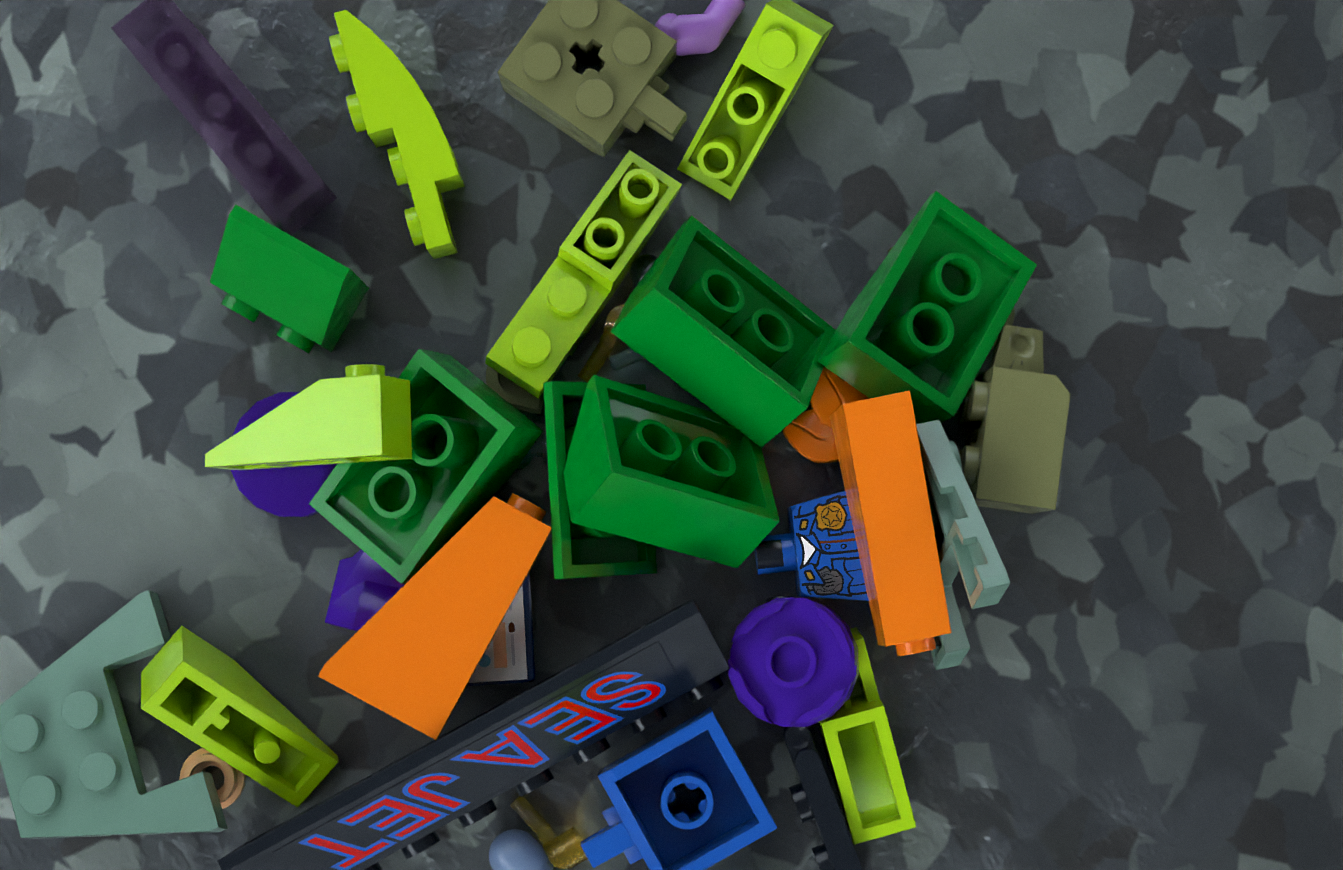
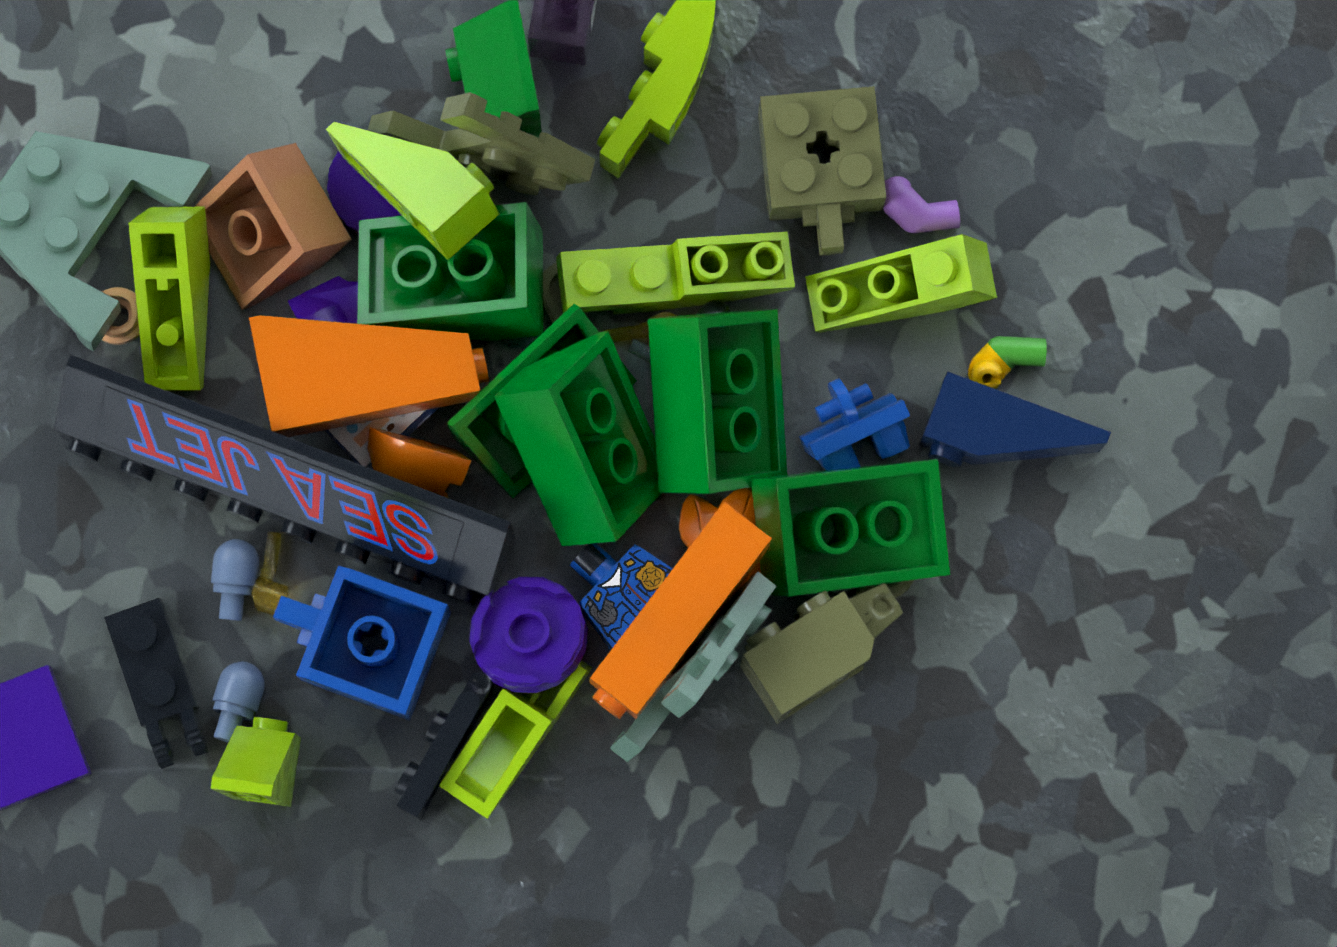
camera: 50 degrees right, 5 degrees down
(245, 581) = (270, 224): none -> nougat slope
(344, 337) = (493, 145): none -> olive wing
(563, 631) = (416, 461): none -> orange brick
(837, 232) = (878, 419): none -> blue hips
(883, 64) = (1002, 354): none -> arm
(932, 127) = (990, 426): none -> dark blue slope

